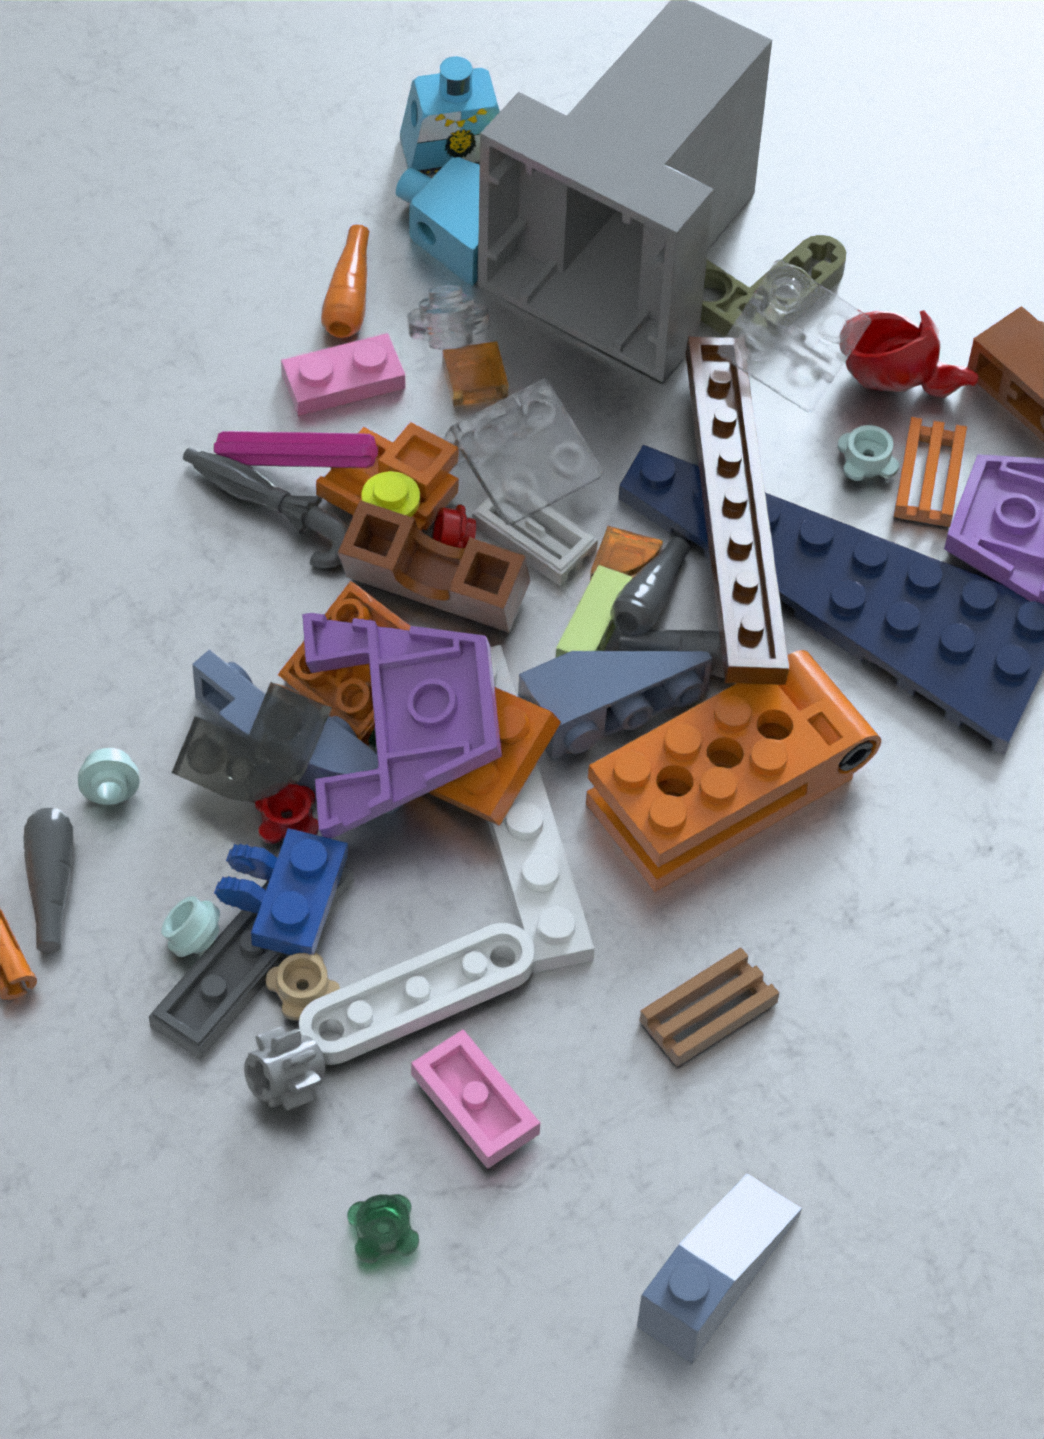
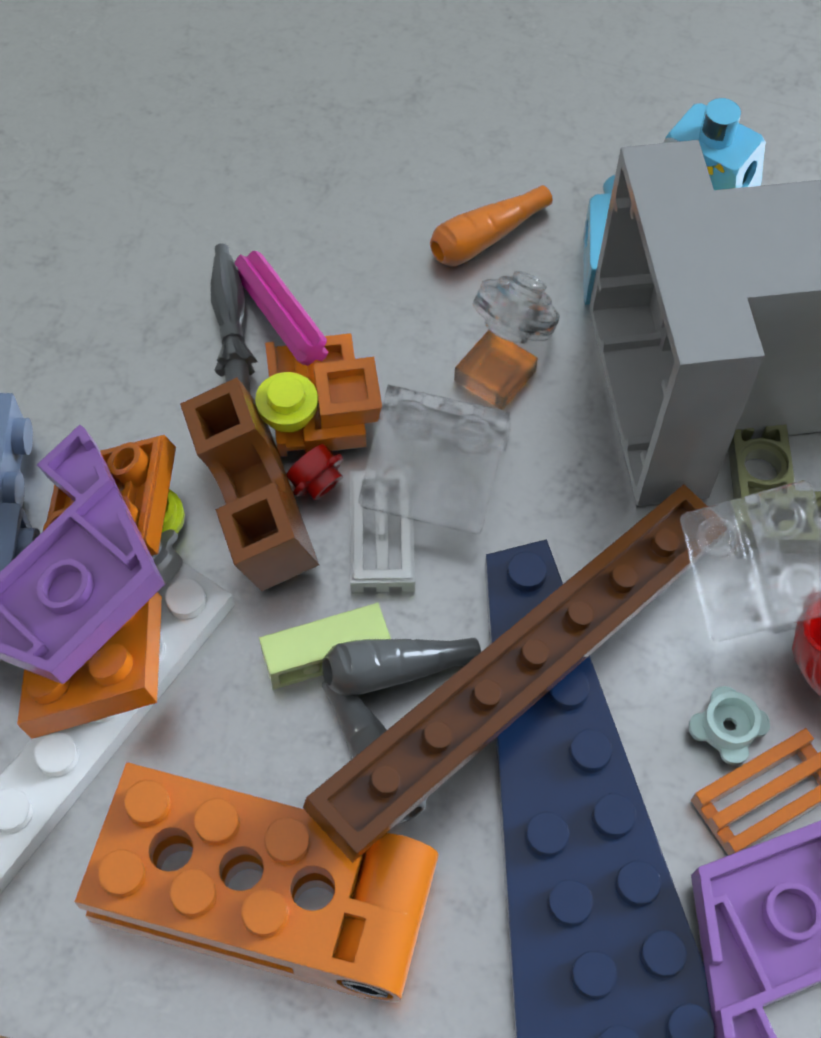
camera: 50 degrees right, 5 degrees up
(343, 374) = (401, 286): bright pink plate -> none
(611, 691) = (235, 703): sand blue slope -> none
(625, 551) = (420, 613): clear orange tile -> none

